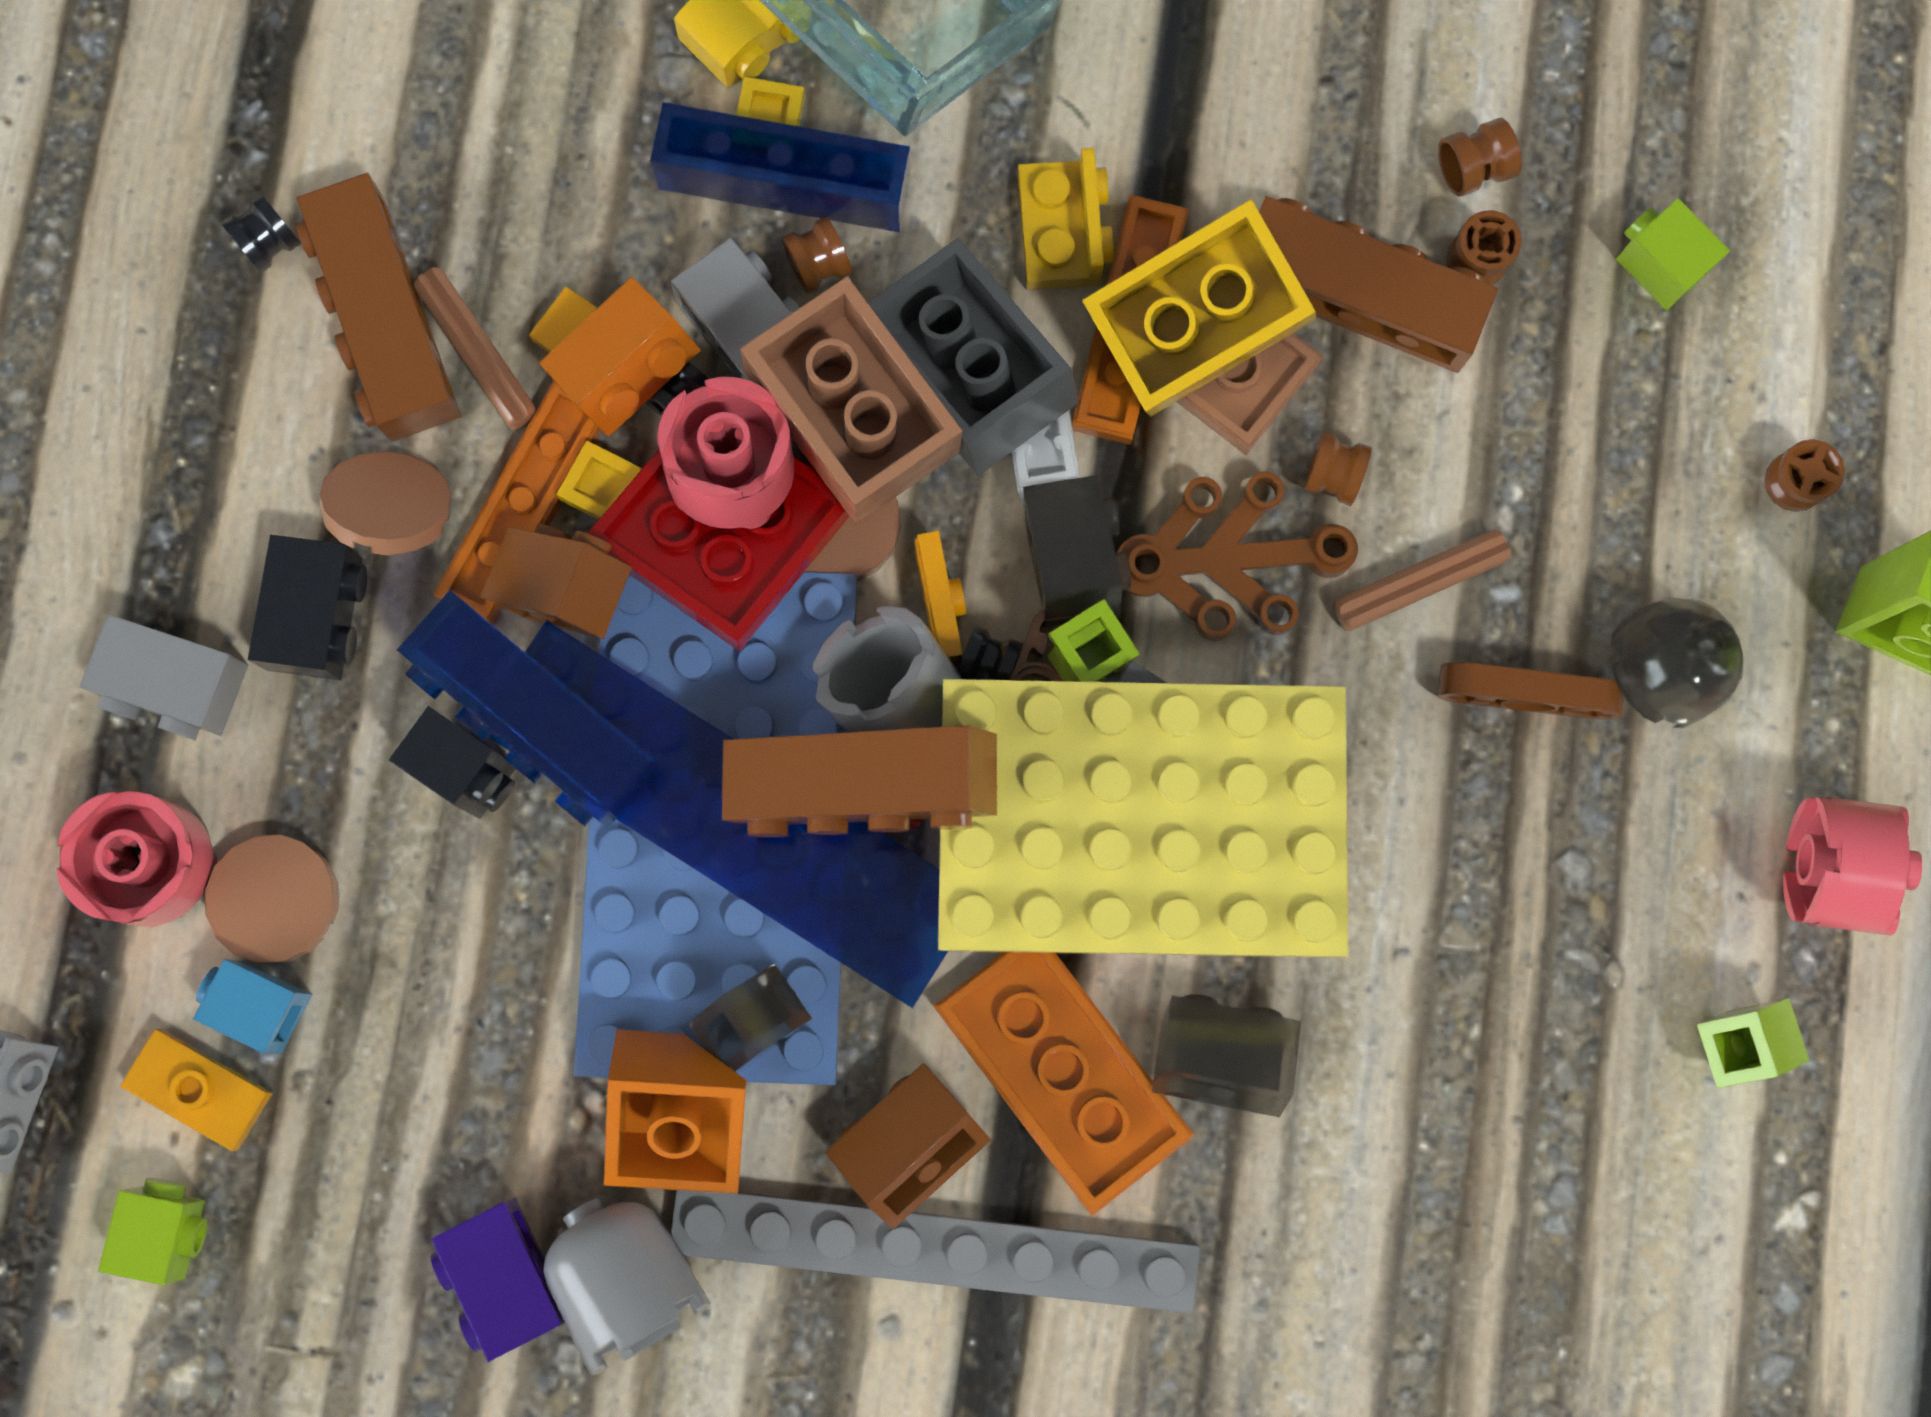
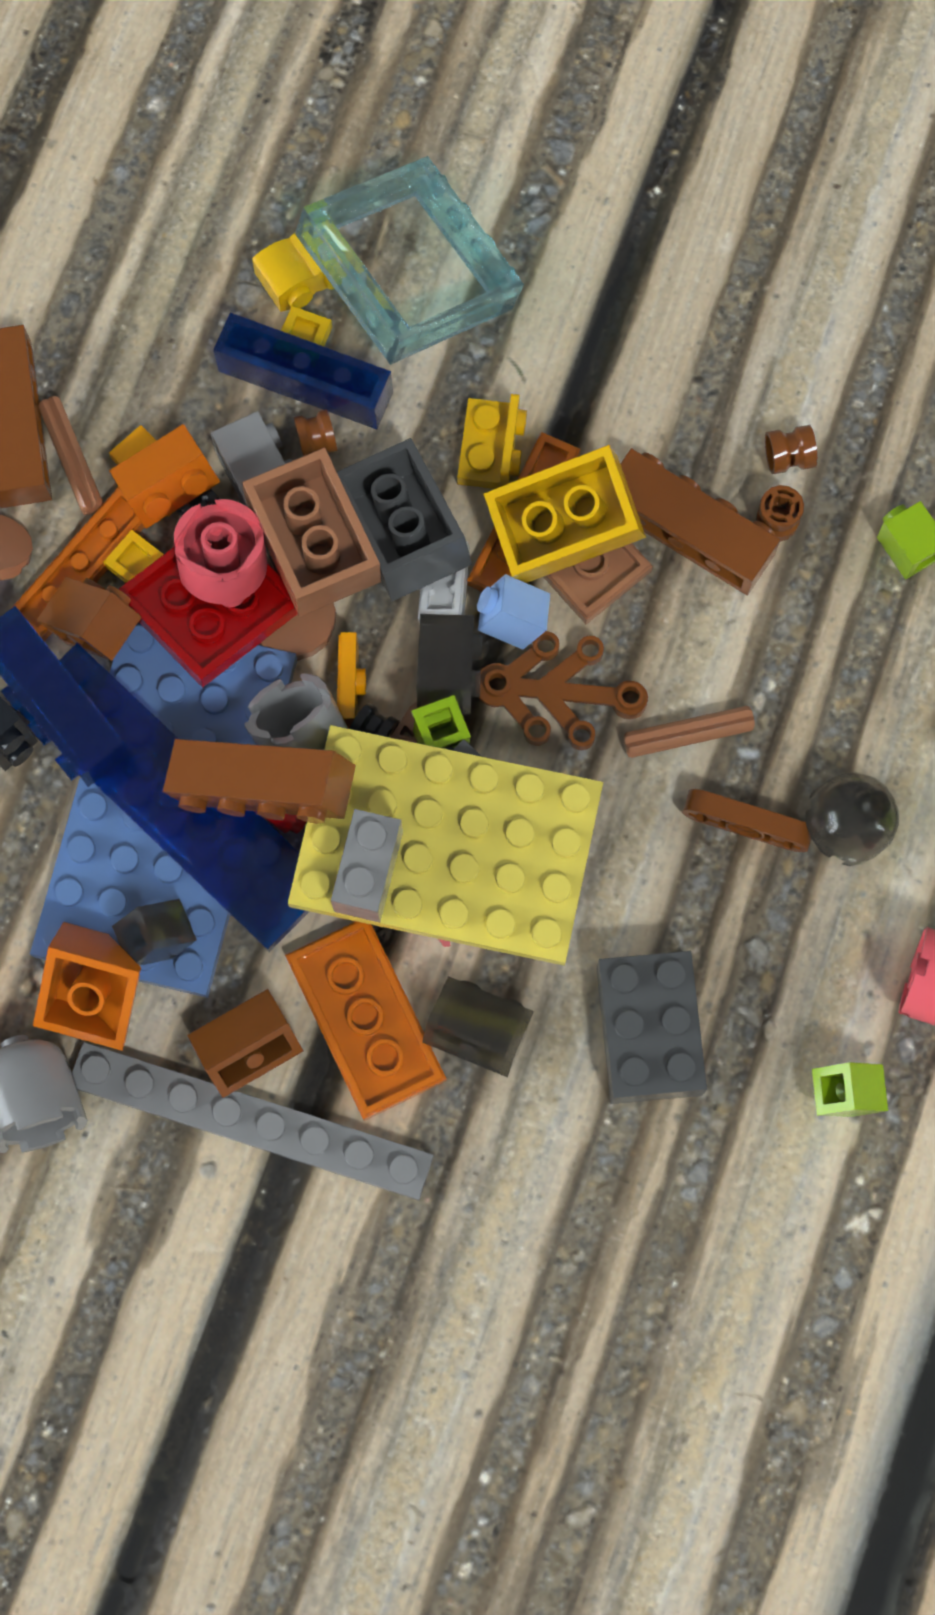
camera: 20 degrees right, 5 degrees down
(1049, 879) = (367, 865): none -> light grey brick
(1151, 458) = (513, 611): none -> light blue brick
(1337, 468) = (644, 643): dark orange wheel -> none
(1464, 1011) = (651, 1027): none -> dark grey brick

